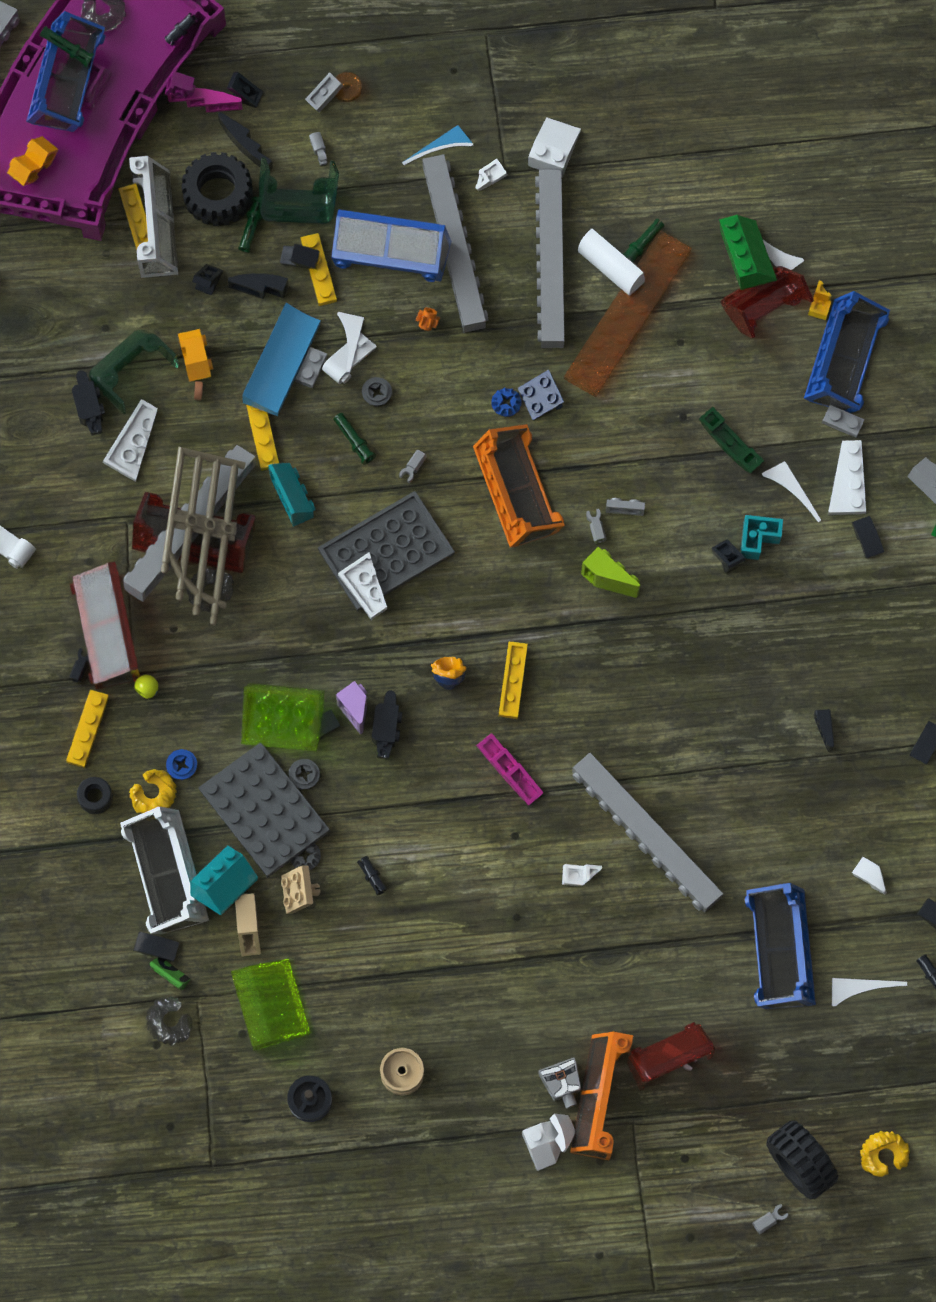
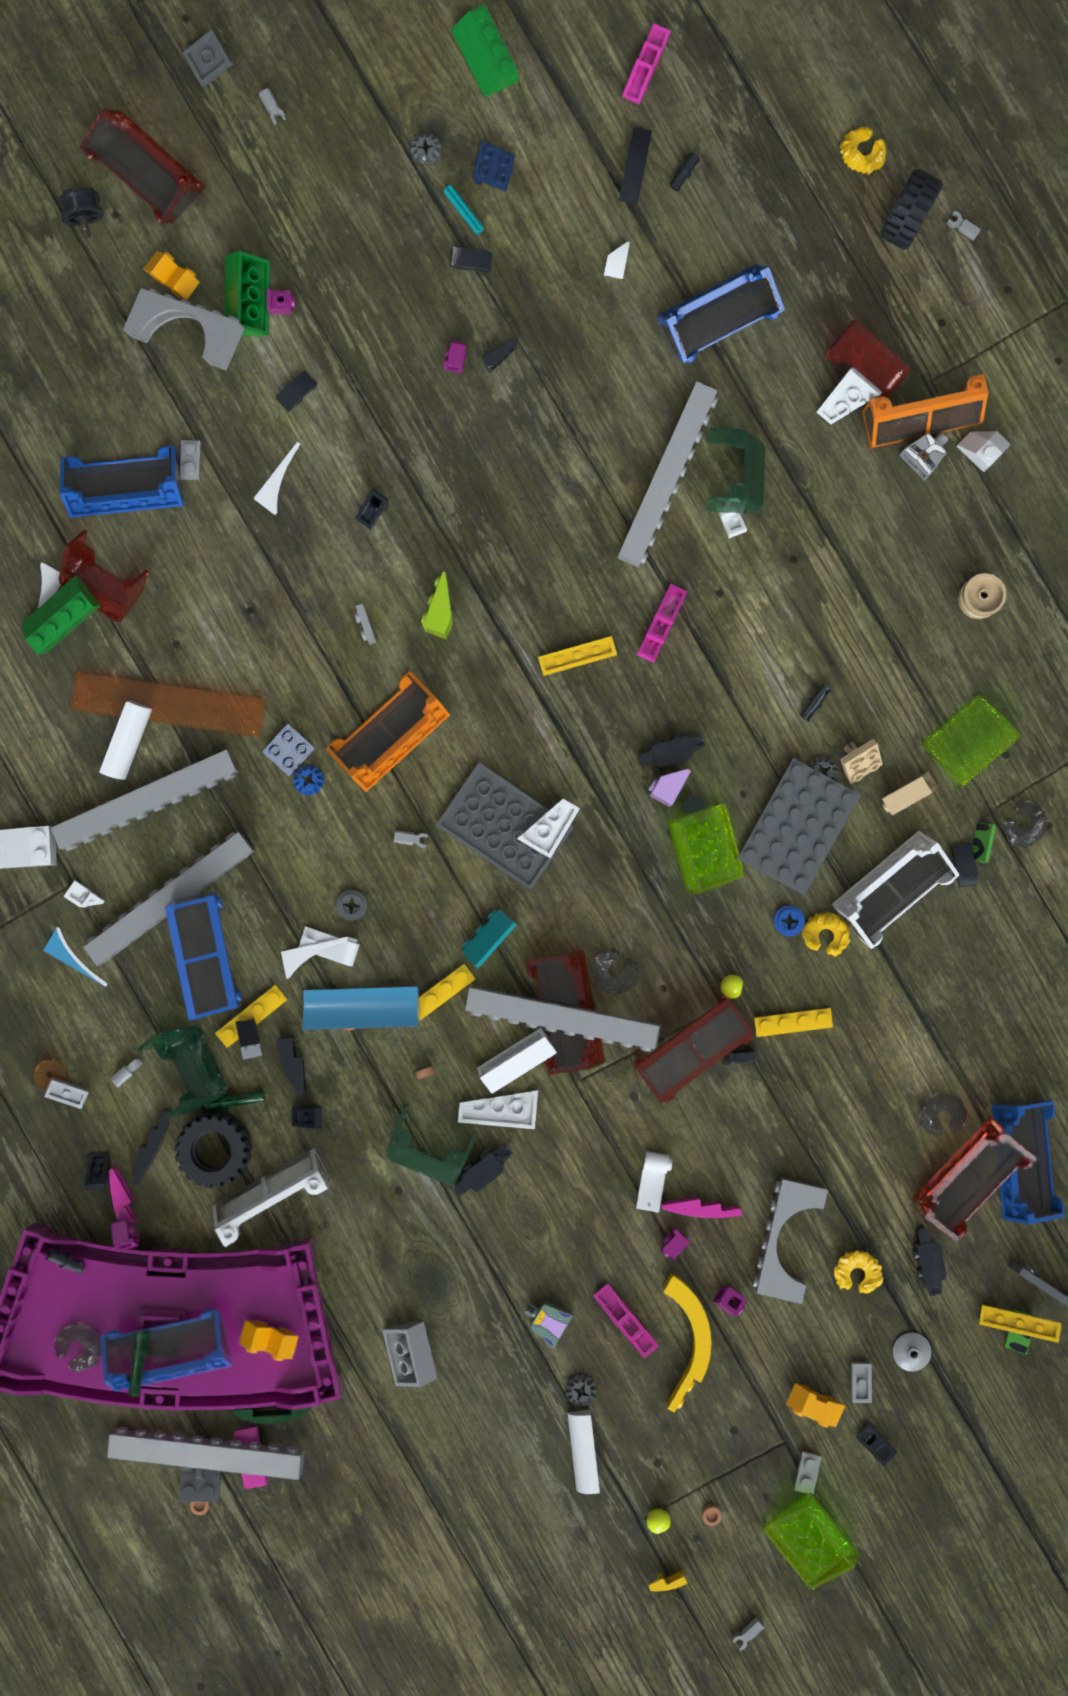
camera: 115 degrees left, 15 degrees up
(94, 783) = (862, 976): black tyre -> none
(135, 213) = (273, 1216): yellow plate -> none
(165, 458) = (516, 1060): none -> white brick
(194, 355) = (392, 1092): light orange brick -> none
(201, 524) = (565, 1004): dark tan piece -> none
(223, 880) = (885, 830): teal slope -> none
(308, 766) = (748, 796): dark grey gear -> none
(309, 1098) = (1041, 666): black wheel -> none
(311, 367) = (353, 978): light grey plate -> none
(358, 445) = (412, 897): dark green pin -> none
(427, 319) = (258, 889): orange gear -> none
(448, 672) = (596, 716): light orange hair -> none
(565, 1129) = (969, 431): white slope -> none
(596, 527) = (395, 643): light grey bar -> none
(612, 906) = (745, 497): none -> clear green windscreen
(636, 248) = (98, 723): dark green pin -> none
(647, 1025) = (847, 396): none -> white wing
(729, 441) = (258, 554): dark green slope -> none
(759, 530) = (340, 493): teal brick -> none
(821, 303) = (78, 525): yellow slope -> none
(839, 689) = (456, 357): none -> magenta brick
(846, 988) = (728, 244): white sticker -> none
(848, 487) = (251, 429): white wing -> none

